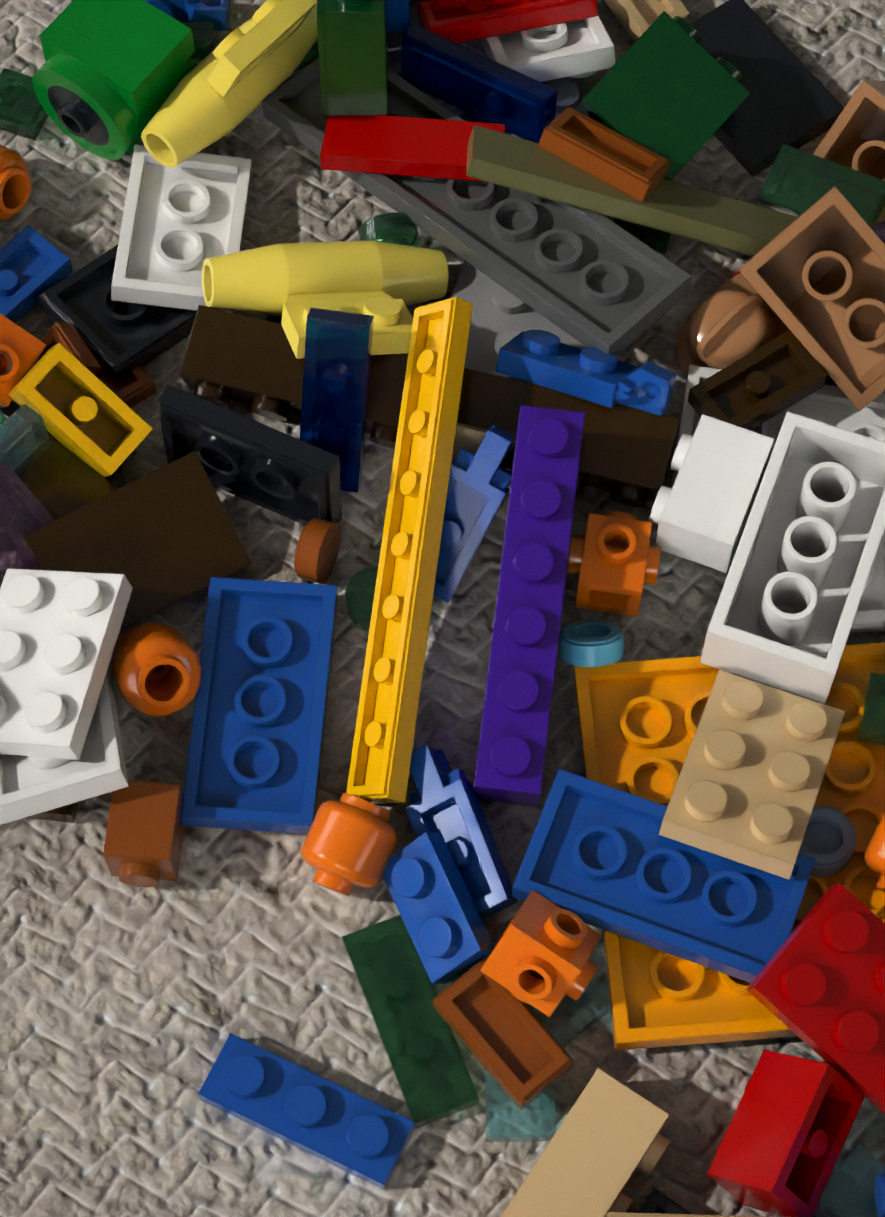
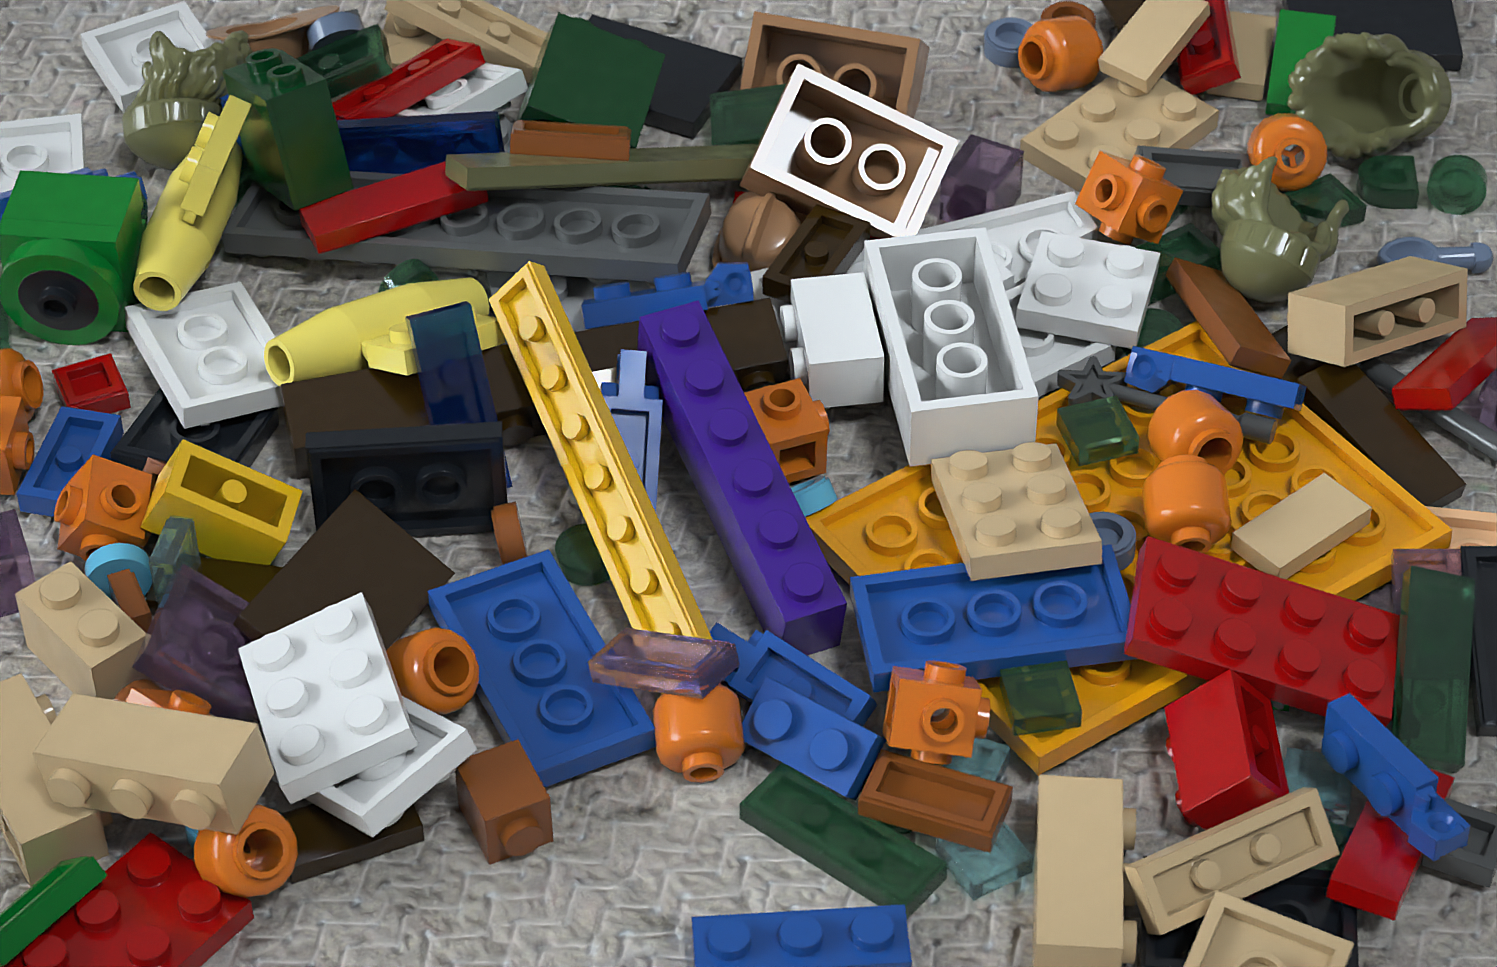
camera: 30 degrees left, 20 degrees down
(74, 210) = (92, 385): none -> red tile
(345, 773) = (664, 662): none -> tile
(653, 984) = (1040, 698): none -> clear green tile

